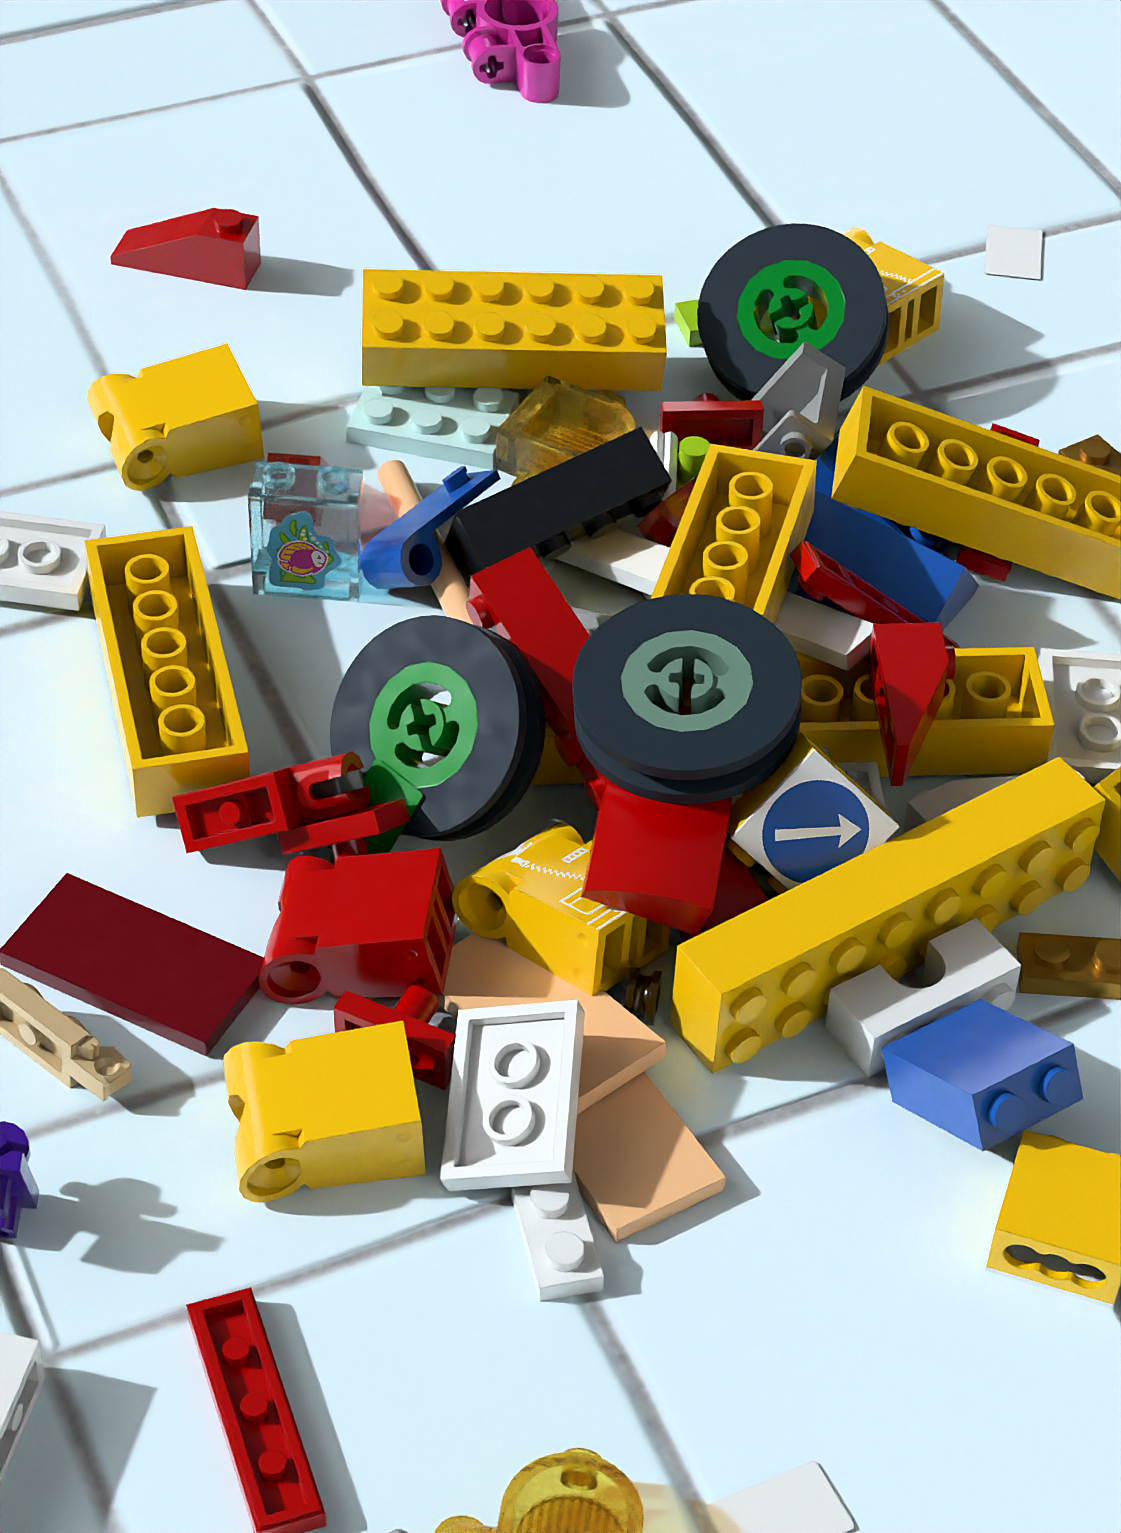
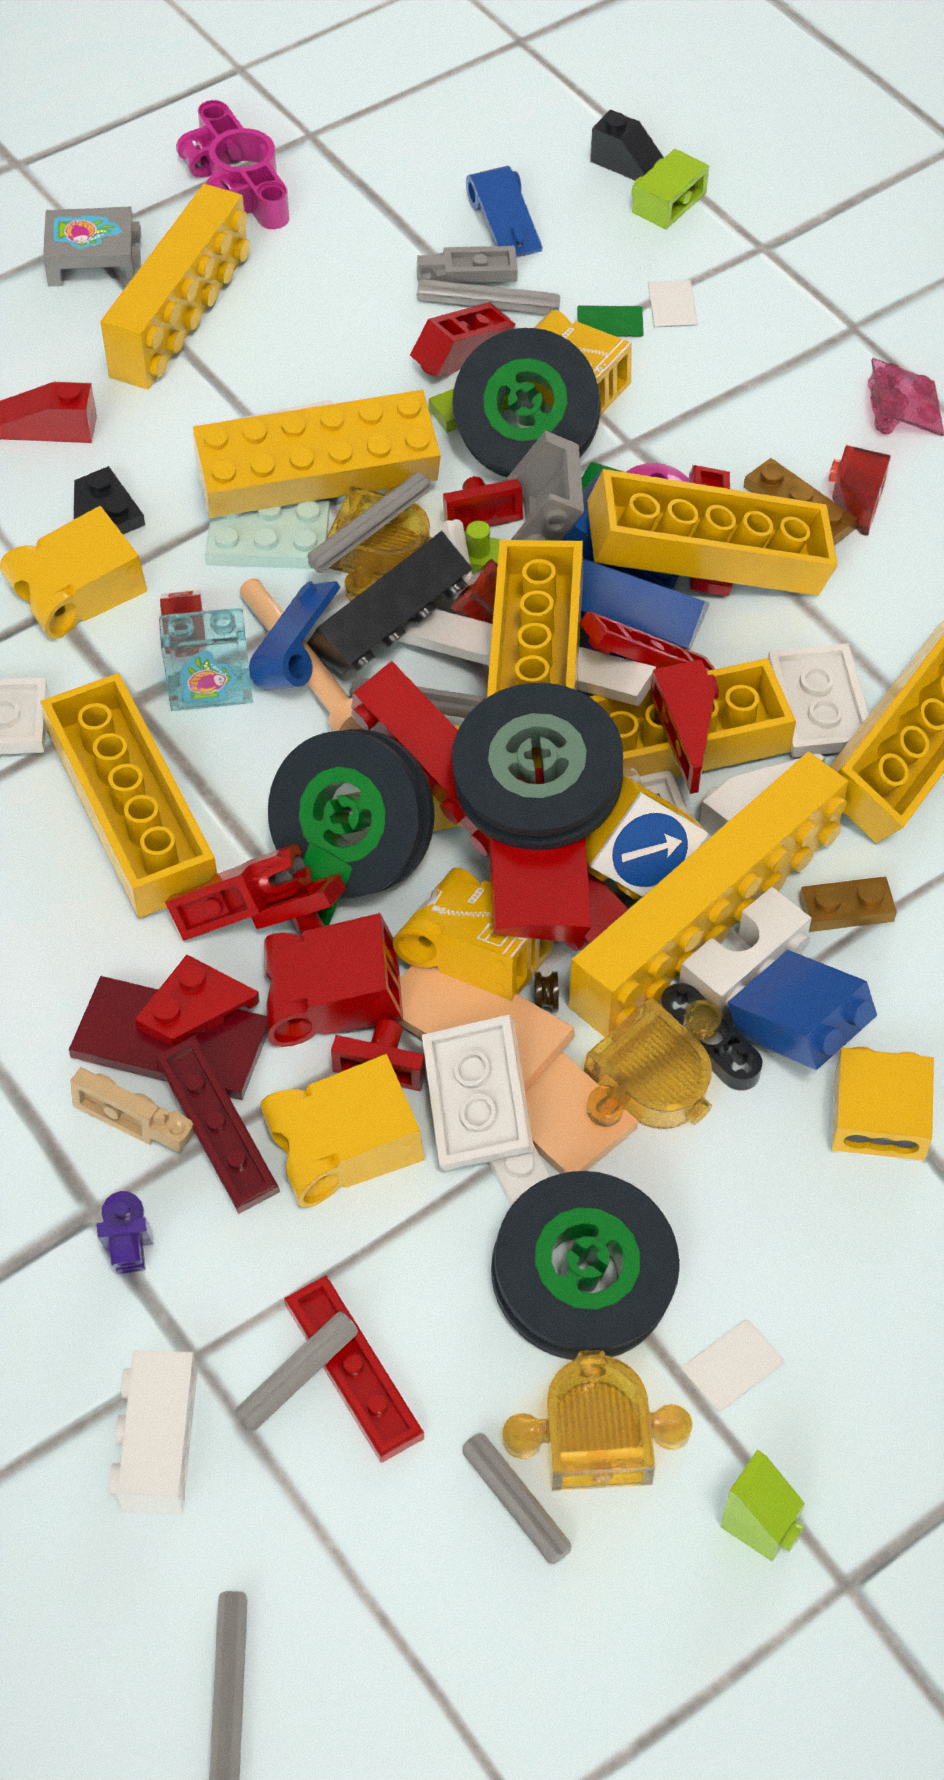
camera: 10 degrees left, 10 degrees up
(162, 1076) = (217, 1124): none -> dark red tile
(173, 923) = (192, 1002): none -> red wing
(173, 1398) = (296, 1371): none -> light grey axle
(249, 347) = (105, 490): none -> black wing
(307, 75) = (90, 241): none -> light grey panel
(392, 134) = (175, 286): none -> yellow brick
(556, 415) = (368, 522): none -> light grey axle
(637, 1285) = (608, 1221): none -> black wheel
(709, 234) = (452, 337): none -> red slope
(761, 1111) = (654, 1067): none -> clear yellow piece
(764, 171) = (469, 264): none -> light grey hinge
(774, 206) = (500, 297): none -> light grey axle
(825, 121) = (504, 208): none -> blue door
(850, 1117) = (721, 1061): none -> black beam
(949, 259) = (613, 319): none -> green sticker
(994, 77) = (623, 146): none -> black slope
(1039, 127) = (670, 188): none -> lime brick

